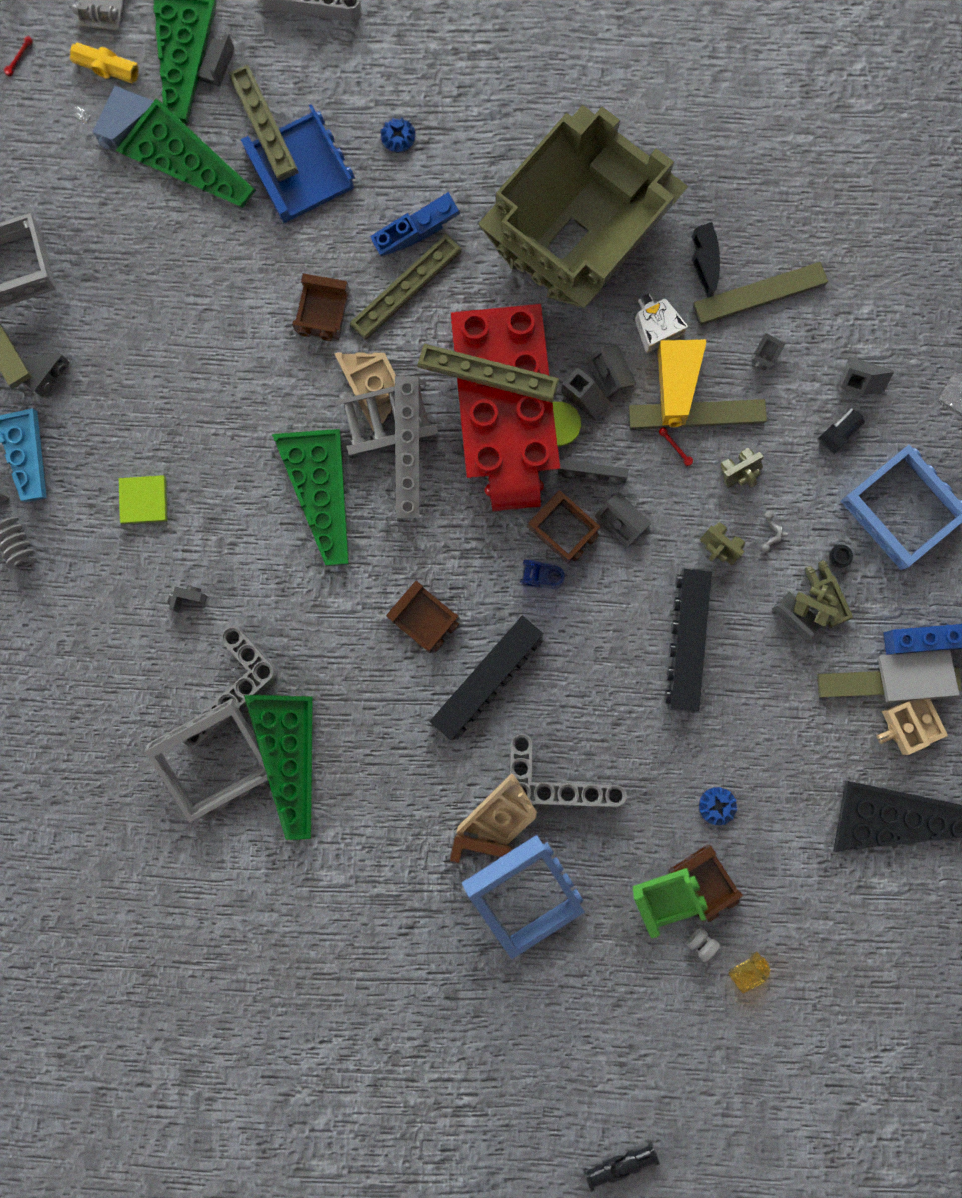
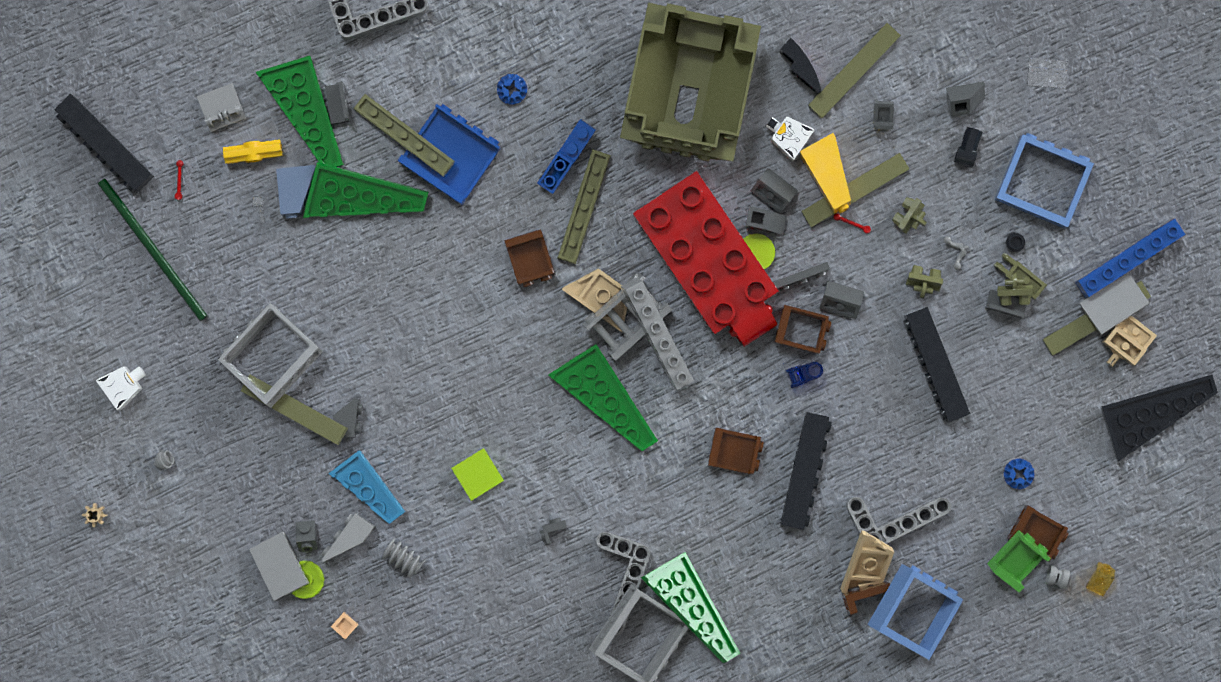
camera: 30 degrees left, 5 degrees up
(488, 373) = (689, 248): olive tile -> none

